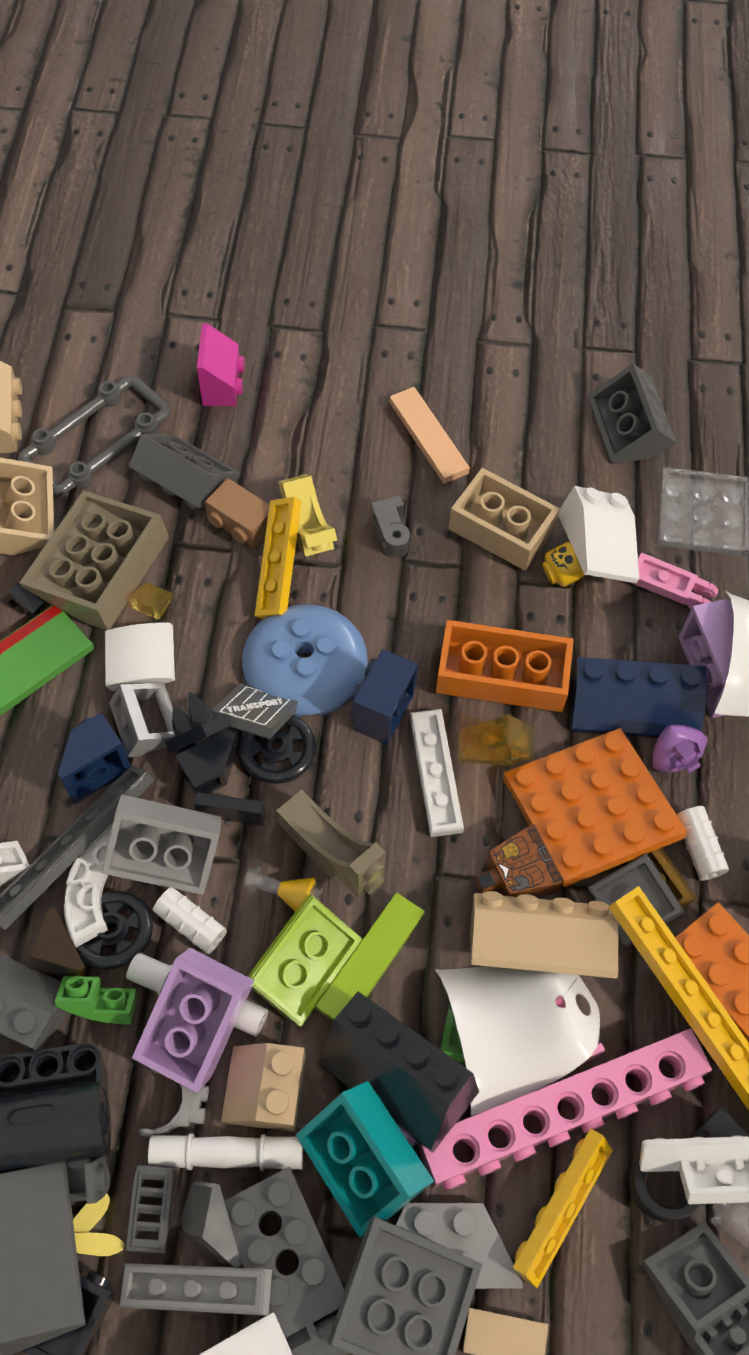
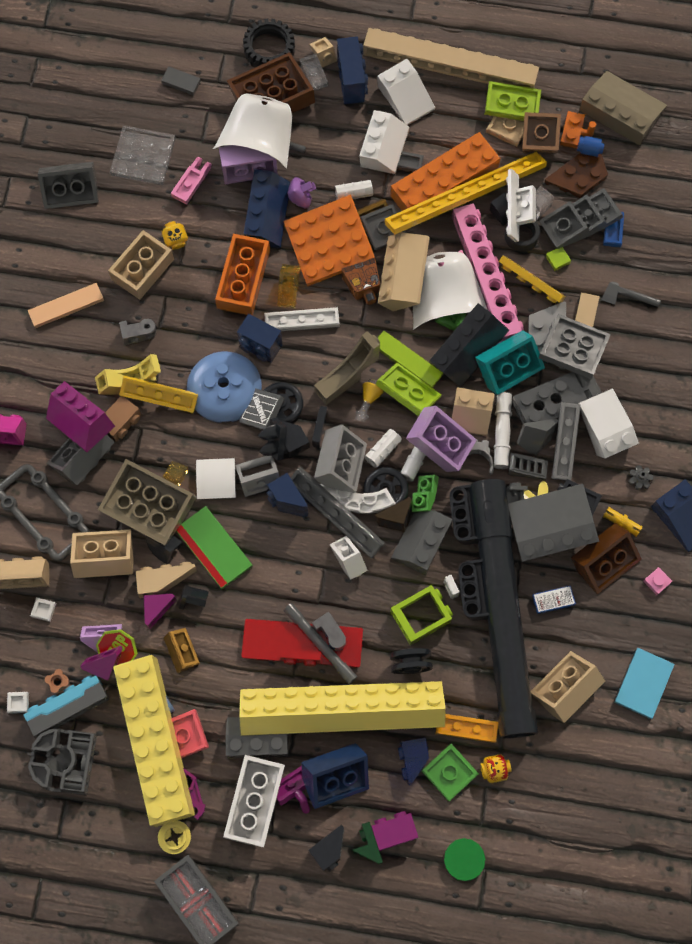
camera: 85 degrees left, 10 degrees up
(234, 453) = (77, 417): none -> magenta slope
(601, 533) = (161, 210): white slope -> none
(623, 1269) = (558, 258): none -> lime tile

